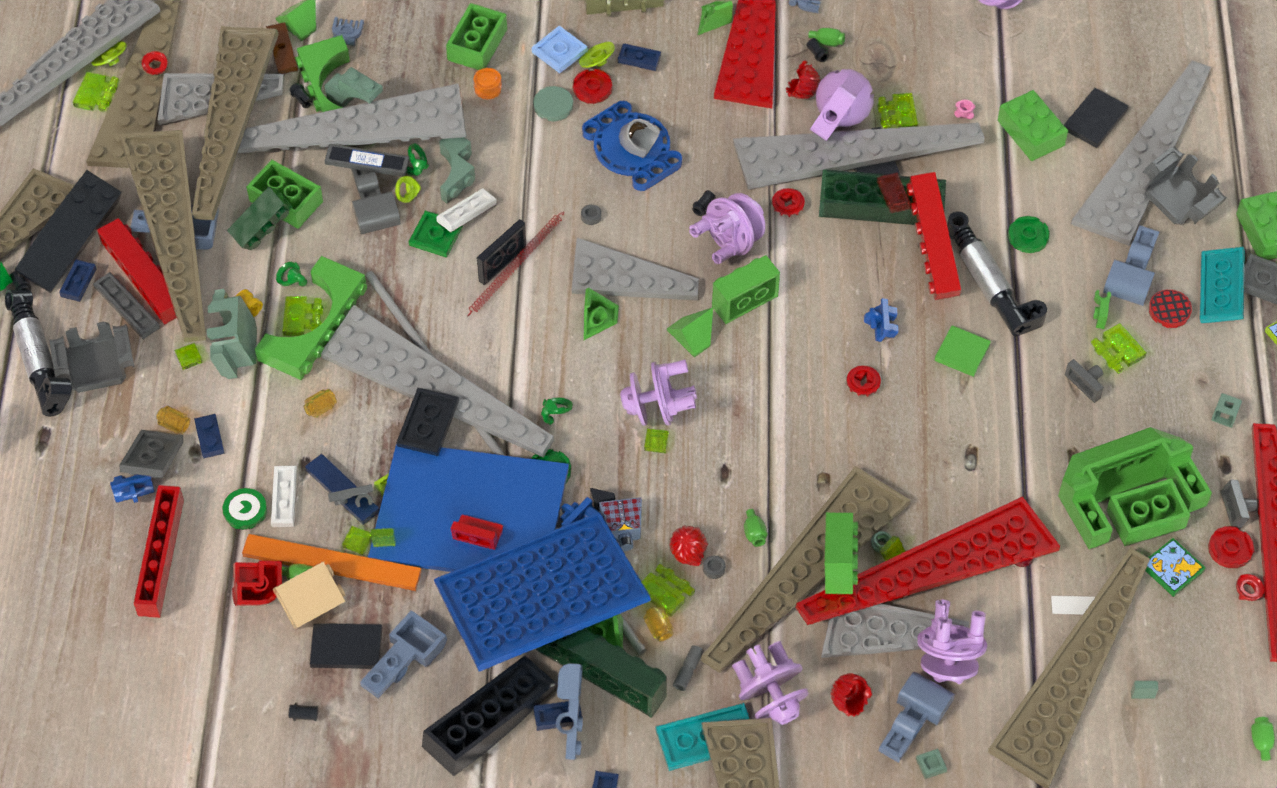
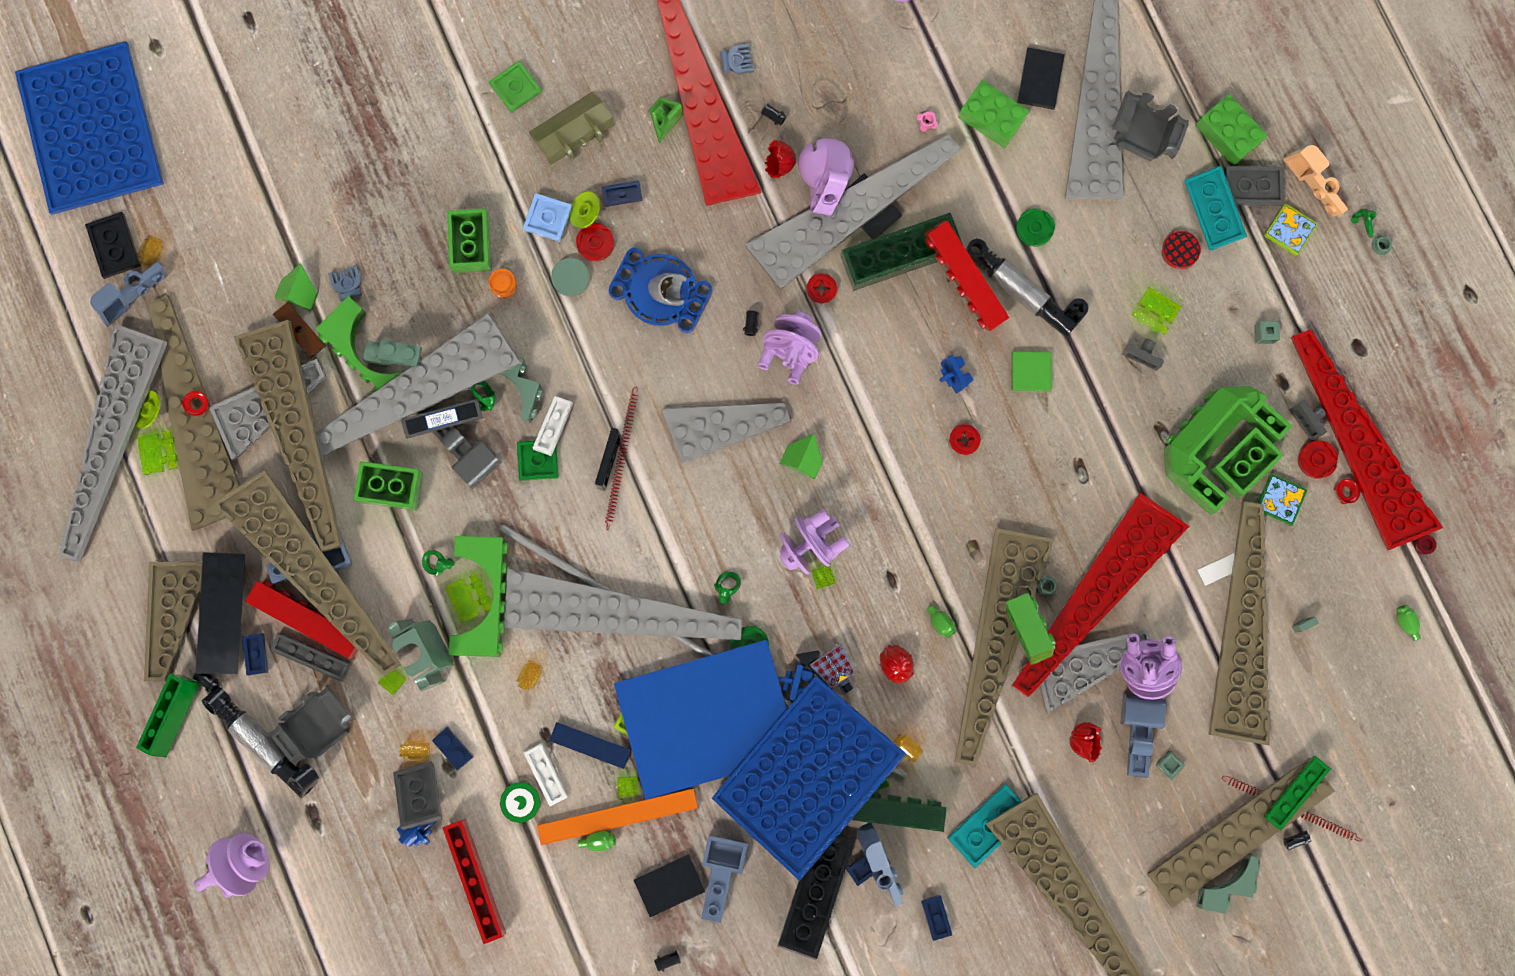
camera: 30 degrees left, 25 degrees up
(253, 304) = (415, 608): yellow wheel -> none
(256, 582) = (570, 871): red brick -> none
(260, 218) = (383, 526): dark green brick -> none
(297, 91) = (344, 372): black pin -> none
(309, 594) = (619, 861): tan brick -> none
(340, 497) = (603, 752): dark grey plate -> none
(383, 537) = (651, 781): clear neon green tile -> none
(412, 189) = (494, 425): lime piece -> none
(427, 421) = (631, 655): black tile -> none
(477, 531) = (724, 737): red panel -> none
(591, 214) = (660, 378): dark grey tile -> none
(598, 313) = (717, 478): bright green slope -> none
(664, 595) = (897, 719): clear neon green plate -> none
(687, 670) = (948, 776): dark grey piece -> none
(714, 567) = (925, 672): dark grey tile -> none
(745, 289) = (830, 399): bright green brick -> none
(769, 679) = (1027, 768): lavender piece -> none
(828, 36) = (775, 95): bright green plant -> none
(892, 548) = (1060, 593): clear neon green tile -> none
(893, 192) = (915, 249): clear red plate -> none
(903, 109) = (877, 147): clear neon green plate -> none
(1101, 312) = (1129, 280): bright green plate -> none
(1131, 279) = (1137, 237): sand blue plate -> none

